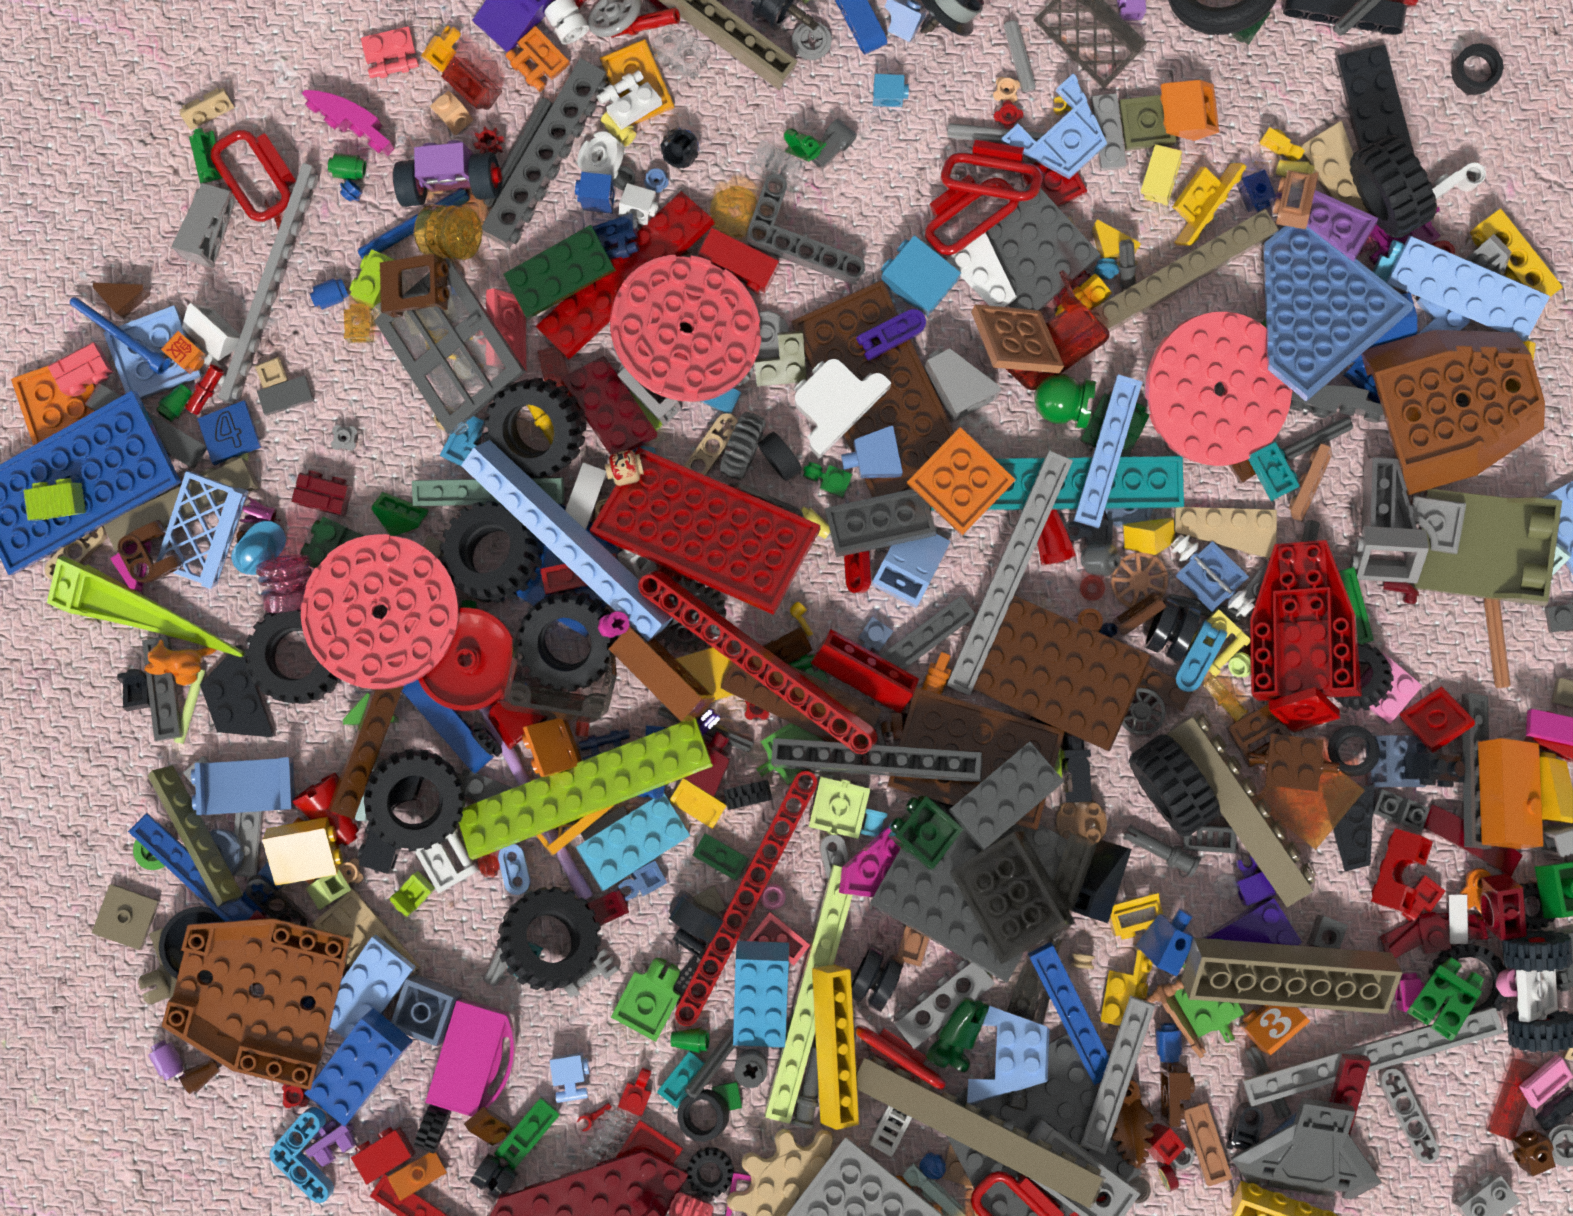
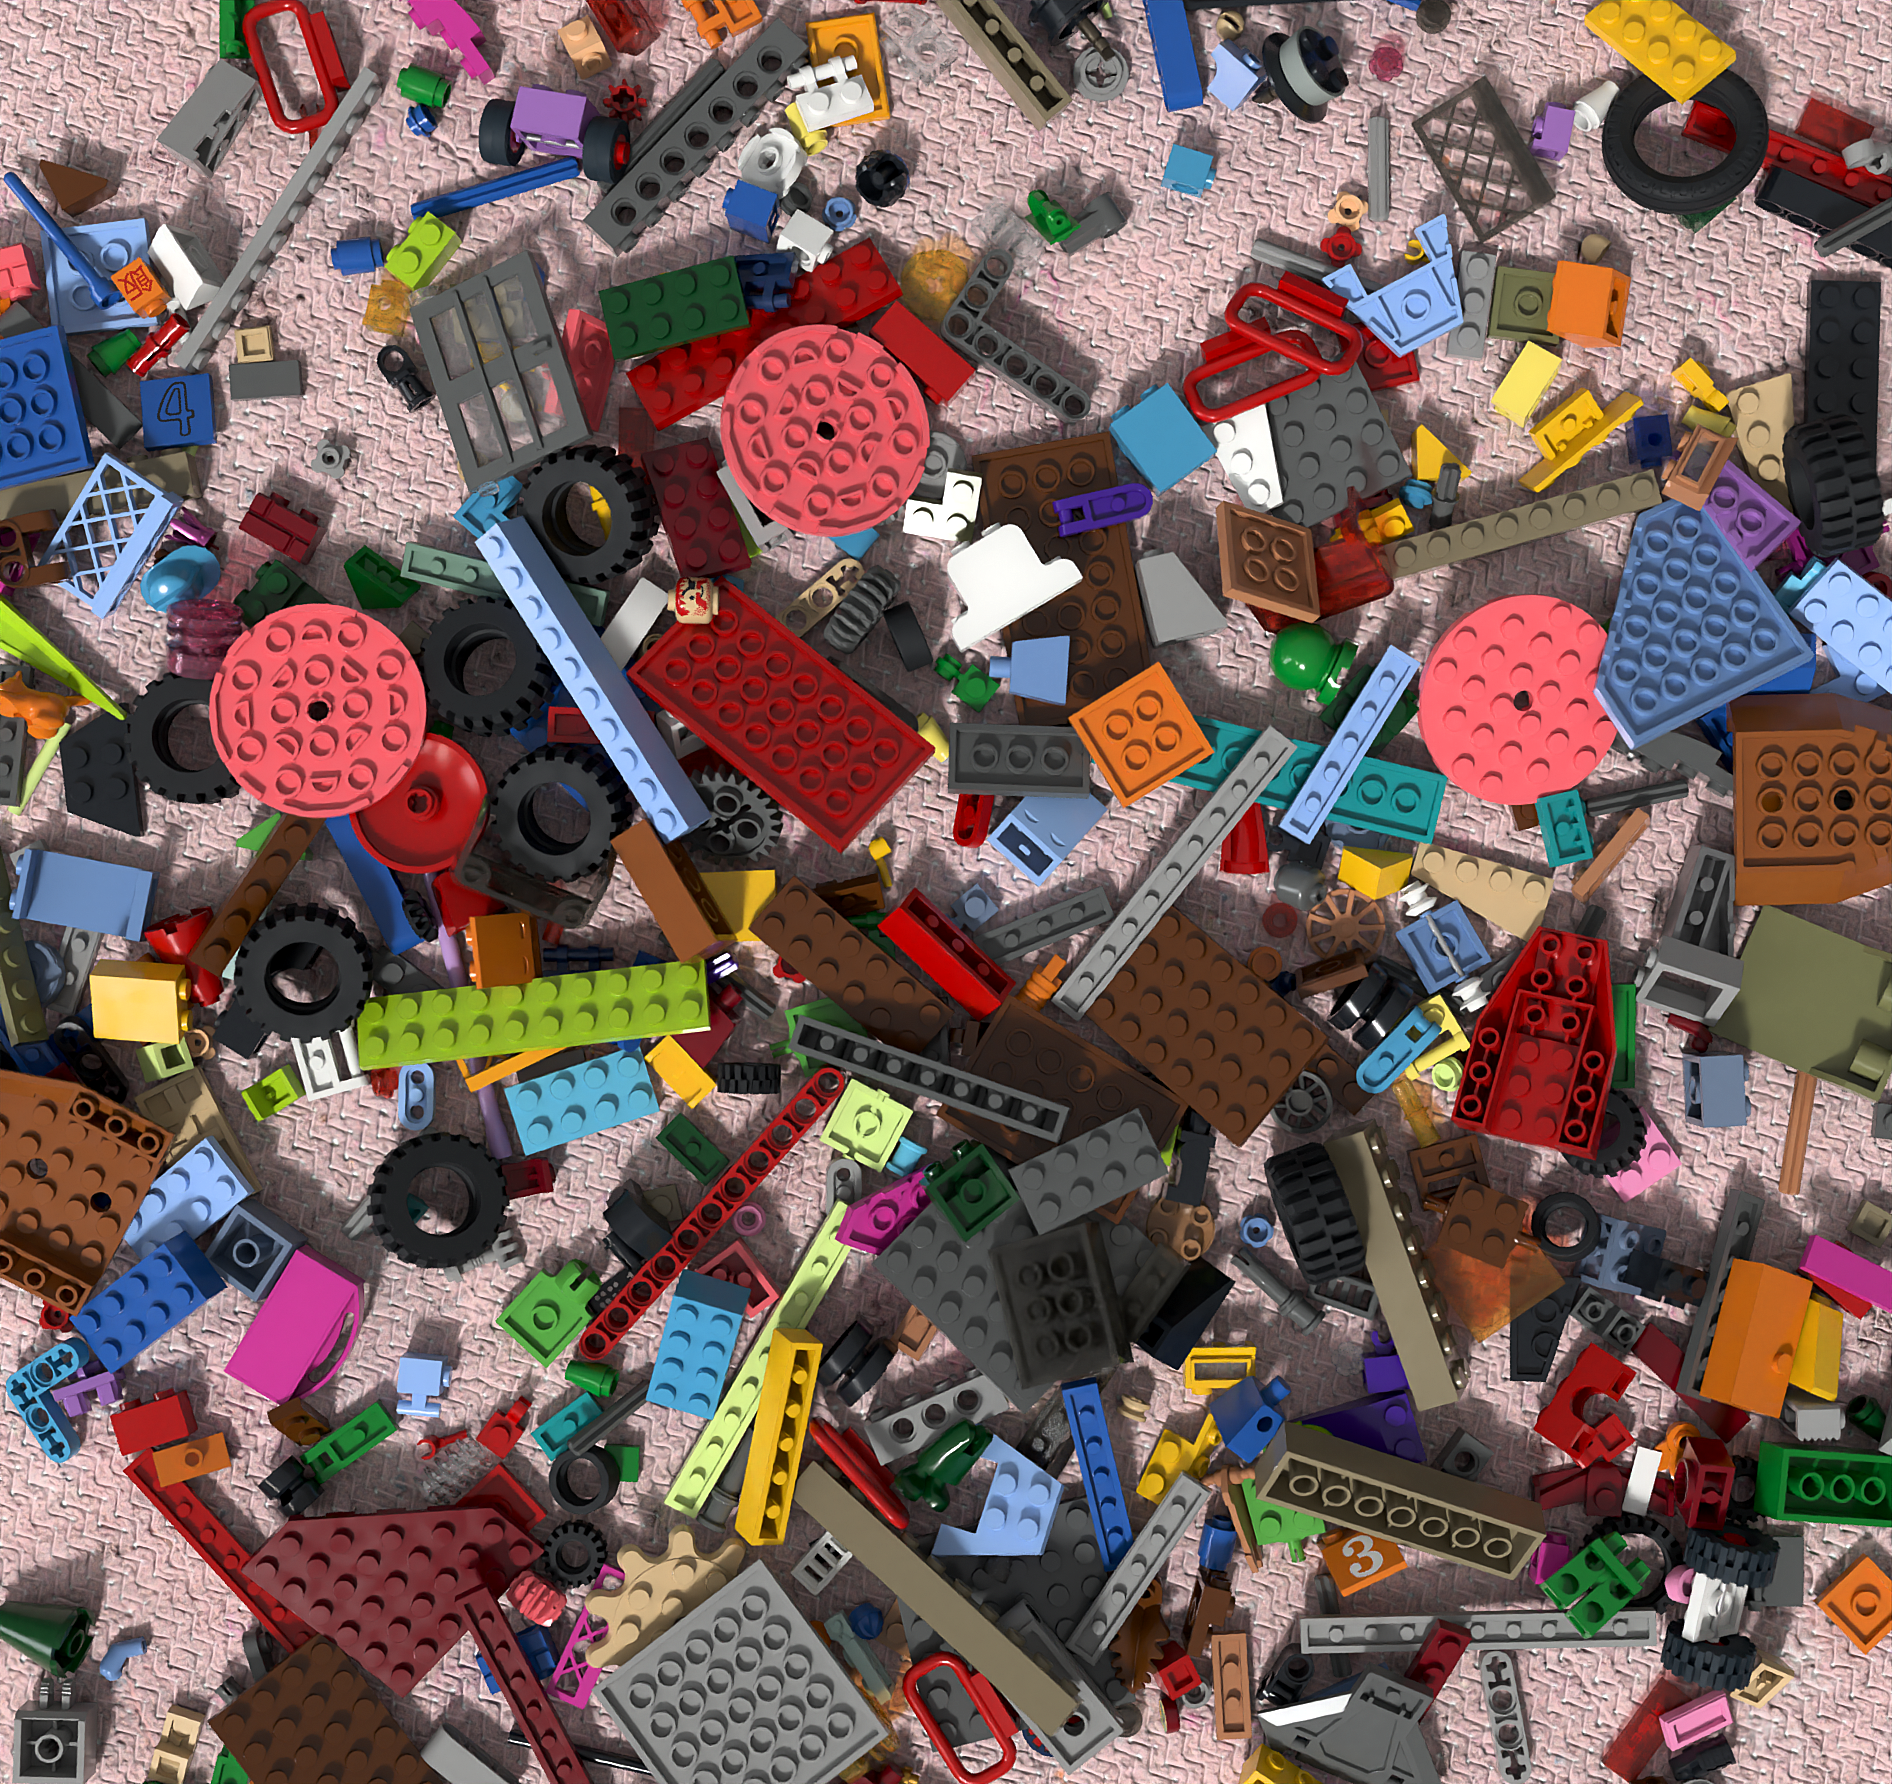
camera: 15 degrees right, 5 degrees up
(382, 367) = (403, 377): none -> black connector
(391, 285) = (443, 269): reddish brown window -> none
(432, 1128) = (225, 1406): black tyre -> none
(448, 231) = (537, 214): clear yellow wheel -> none
(621, 624) = (632, 818): dark pink bush -> none
(645, 879) = (586, 1155): medium blue plate -> none
(747, 1078) = (652, 1445): dark grey piece -> none
(770, 662) = (820, 916): red beam -> none
(1137, 804) = (1256, 1239): none -> medium blue plate
(1182, 71) = (1595, 247): none -> tan hinge
(1304, 709) = (1515, 1157): red plate -> none
(1431, 625) = (1715, 1089): none -> sand blue brick
(1437, 719) = (1688, 1214): red plate -> none
(1441, 521) = (1769, 953): light grey tile -> none

